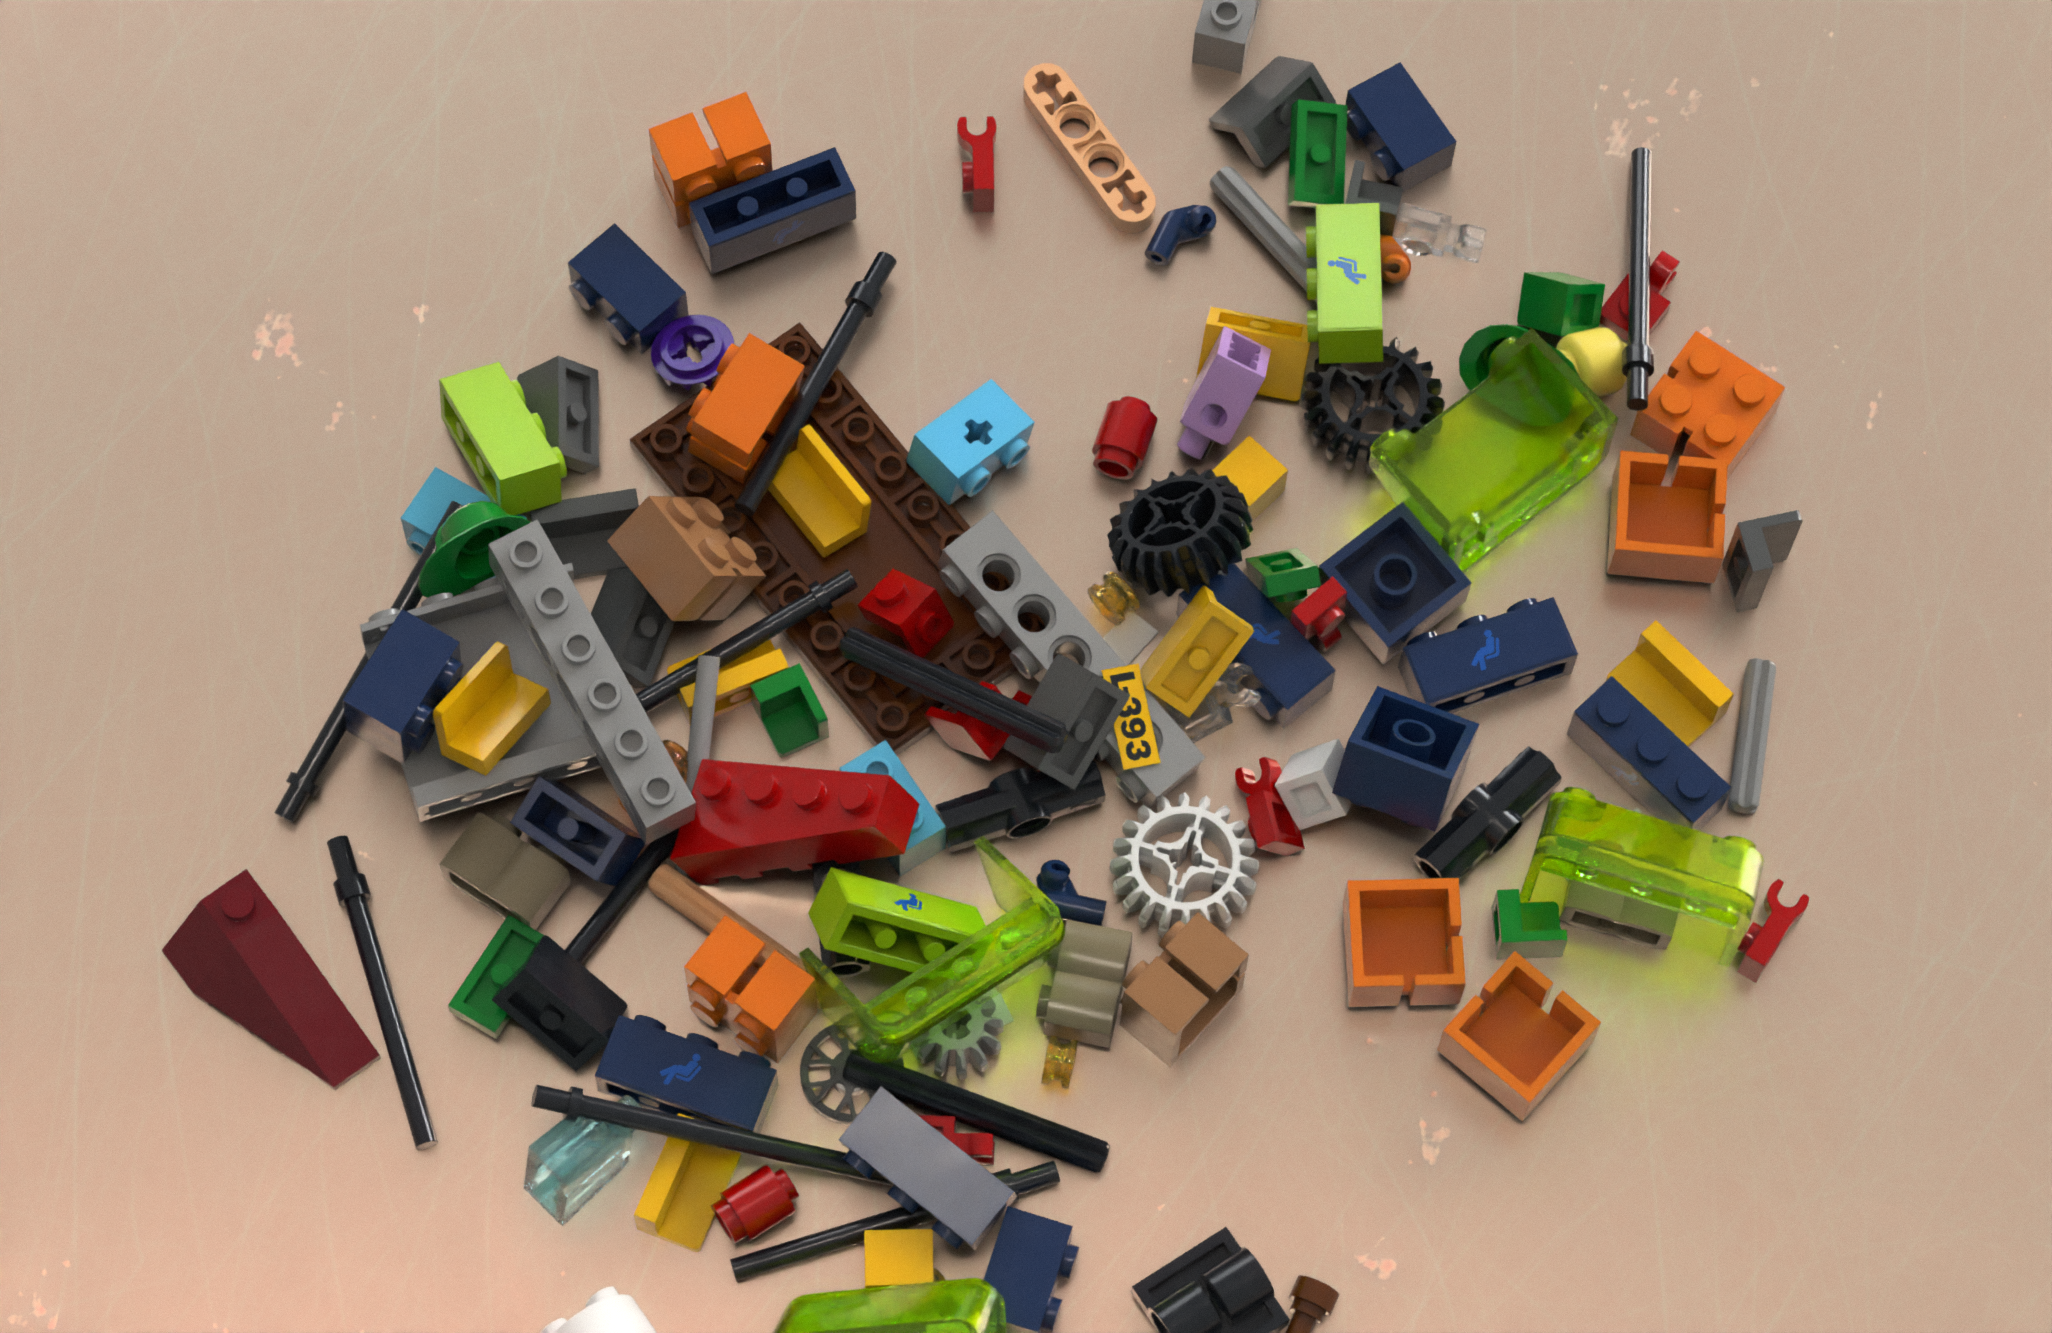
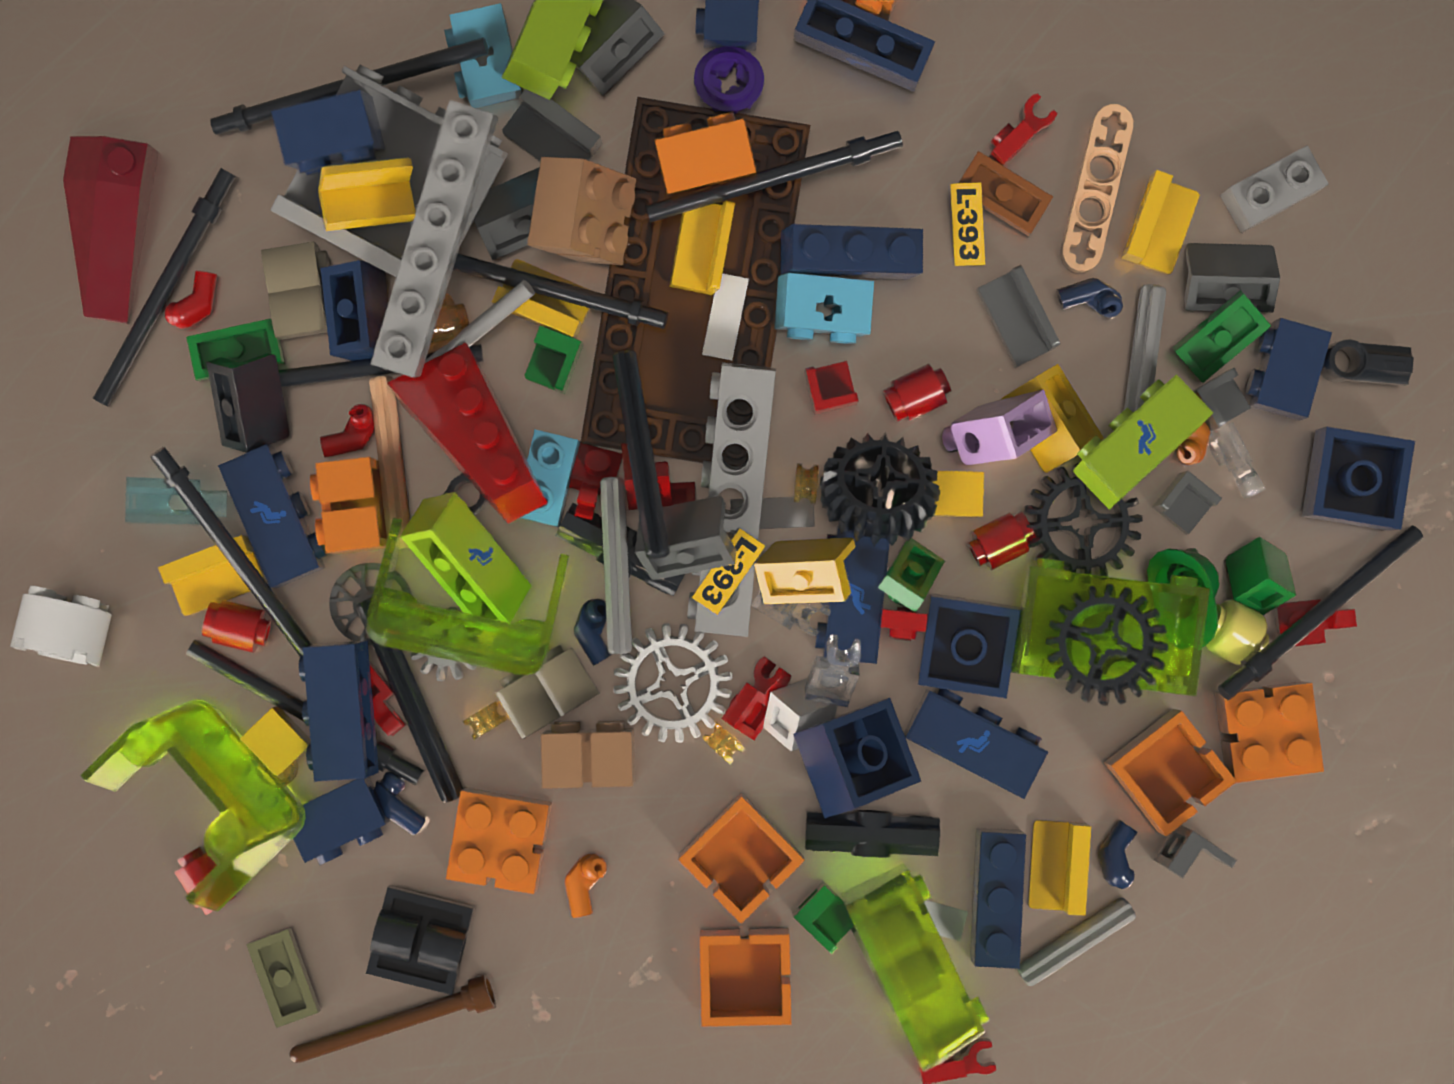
camera: 45 degrees right, 20 degrees up
(426, 979) = (196, 305): none -> red arm
(463, 548) = (462, 77): green piece -> none
(682, 940) = (355, 434): none -> red arm
(900, 536) = (725, 317): none -> white sticker
(908, 610) = (676, 372): red bracket -> none
(934, 767) = (589, 469): none -> red plate
(945, 372) = (852, 251): none -> dark blue brick
(1016, 271) = (967, 224): none -> yellow sticker
(1018, 221) = (1007, 193): none -> dark orange plate
(1031, 808) = (616, 565): none -> light grey axle
(1047, 506) = (830, 387): none -> red panel
(1080, 1215) = (392, 805): none -> dark blue arm
(1139, 298) = (1018, 316): none -> dark grey panel
(1168, 124) = (1160, 224): none -> yellow panel
(1181, 1139) = (497, 839): none -> orange piece
(1282, 873) = (723, 743): none -> clear yellow bush
(1290, 1113) = (581, 880): none -> orange arm
(1314, 715) = (834, 676): none -> clear plate
(1324, 482) = (1001, 540): none -> red brick
(1435, 304) = (1186, 501): none -> dark grey panel
(1456, 63) = (1370, 363): none -> black piece
(1521, 444) = (1113, 624): none -> black gear
(1549, 151) = (1358, 478): none -> dark blue brick
(1702, 637) = (1113, 856): none -> dark blue arm

